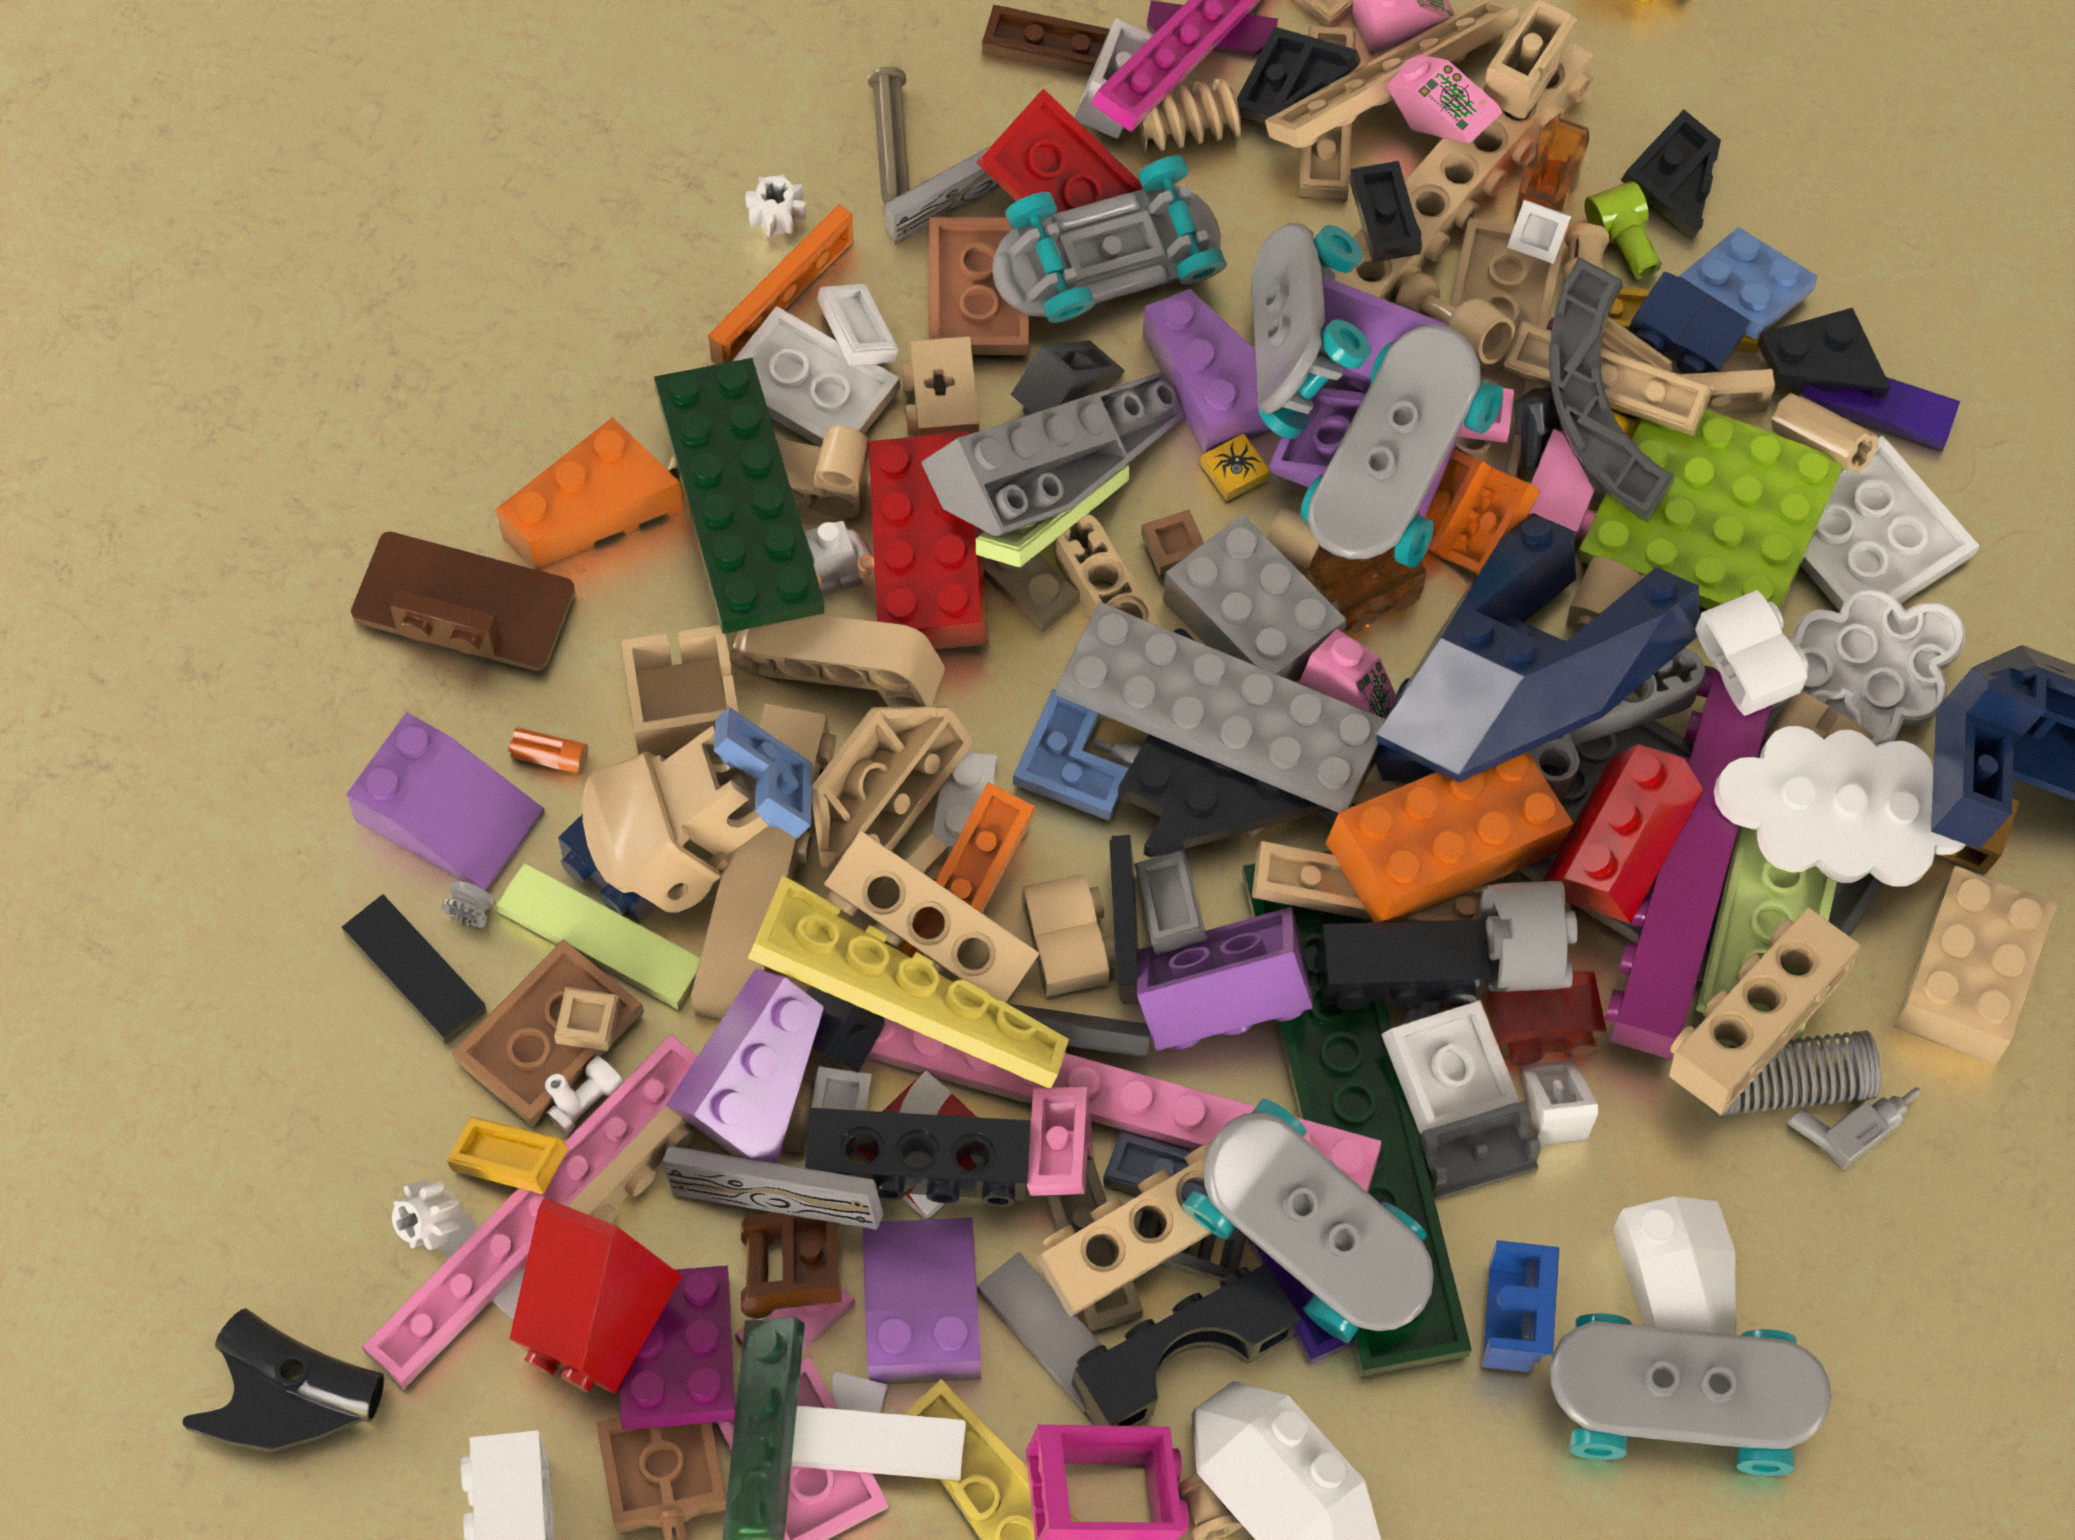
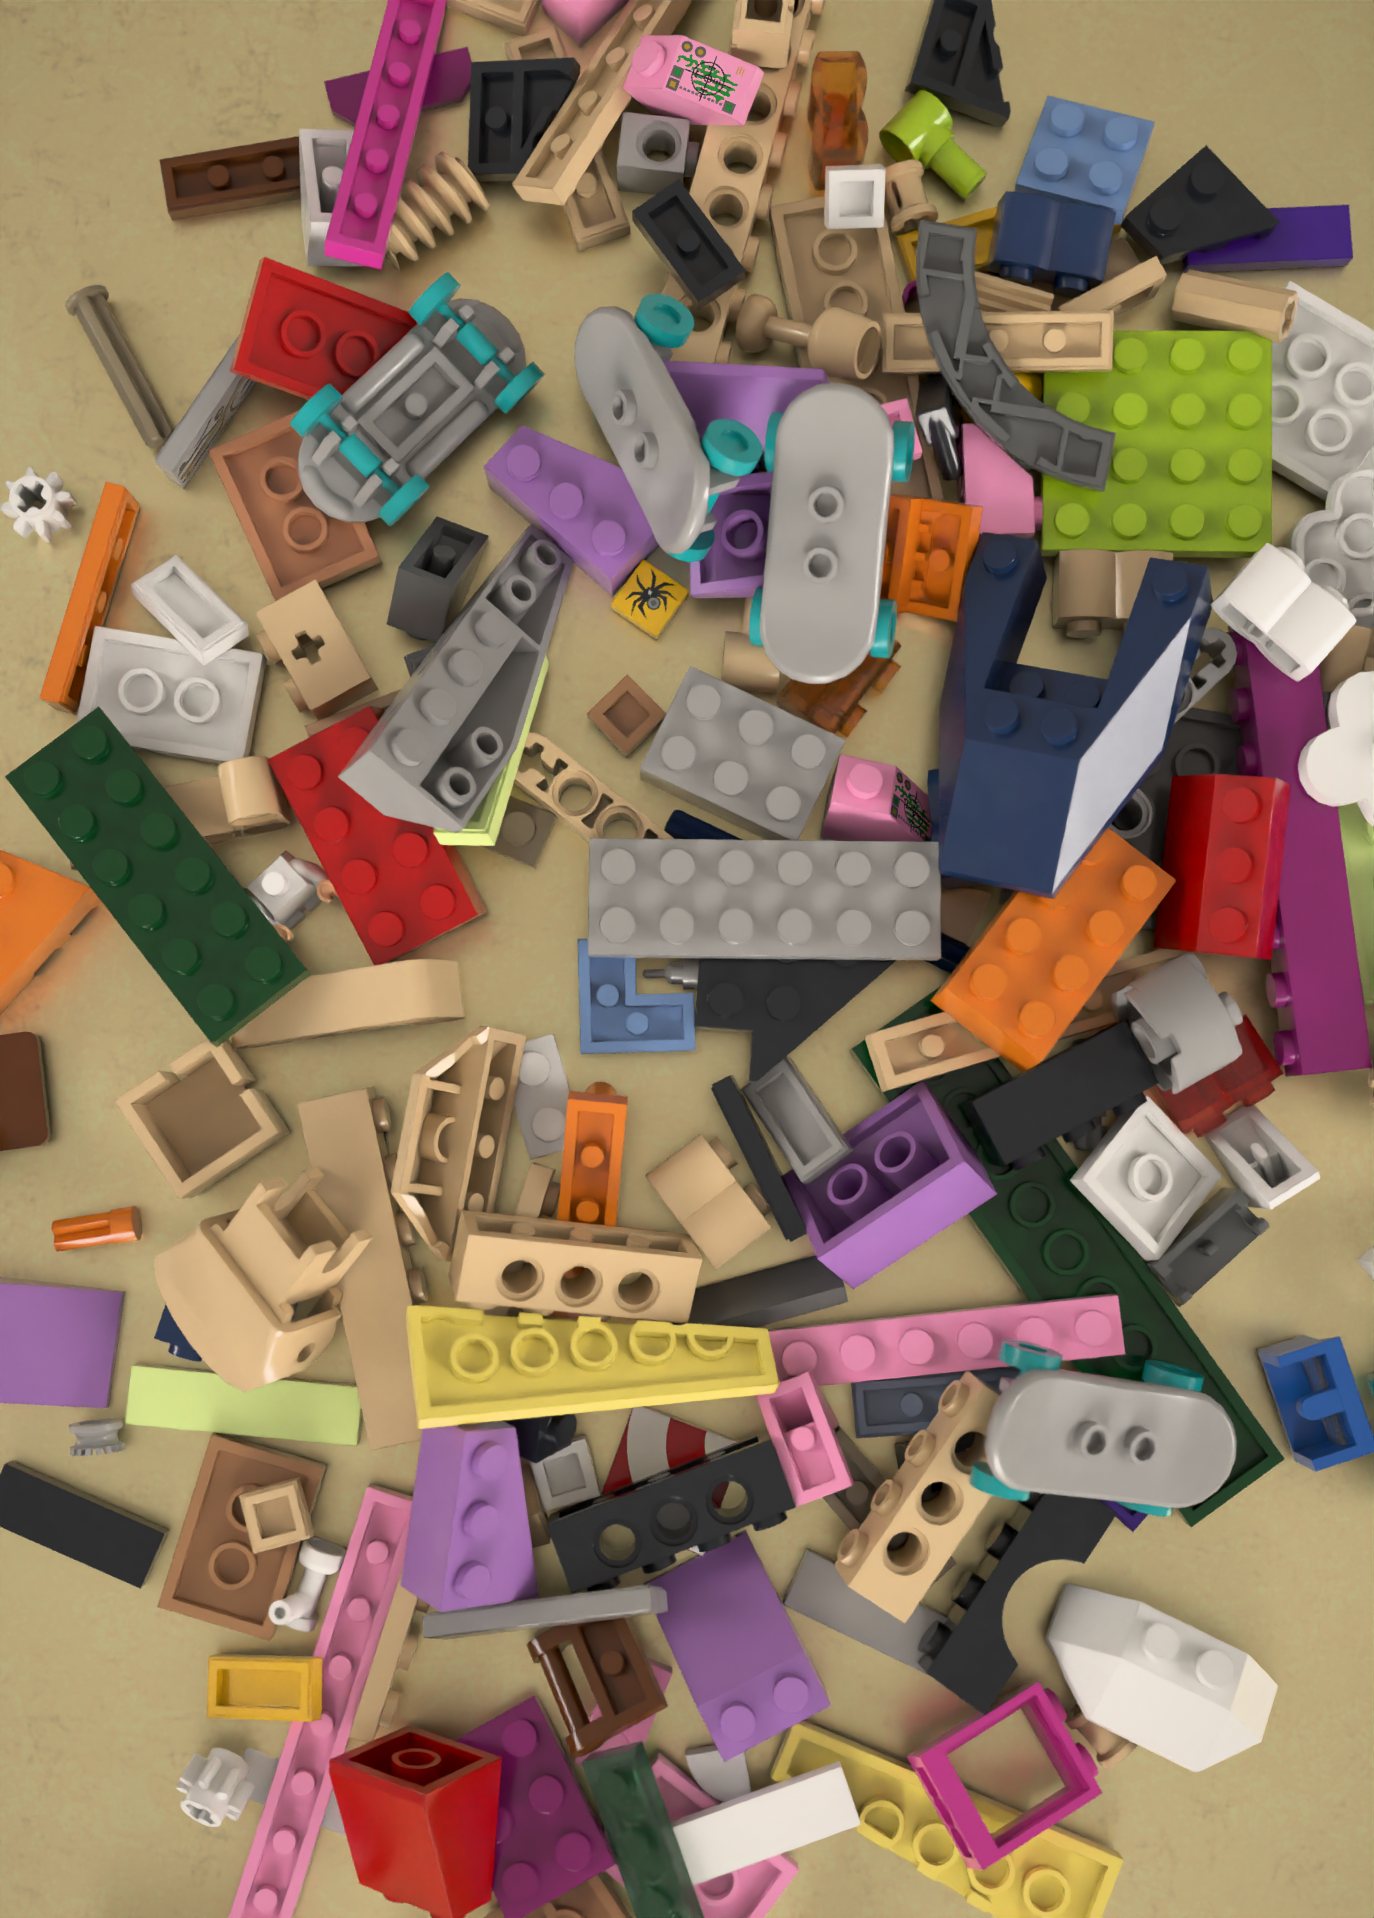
camera: 30 degrees left, 20 degrees up
(780, 772) = (351, 1193): medium blue plate -> none
(1391, 130) = (648, 133): none -> light grey brick

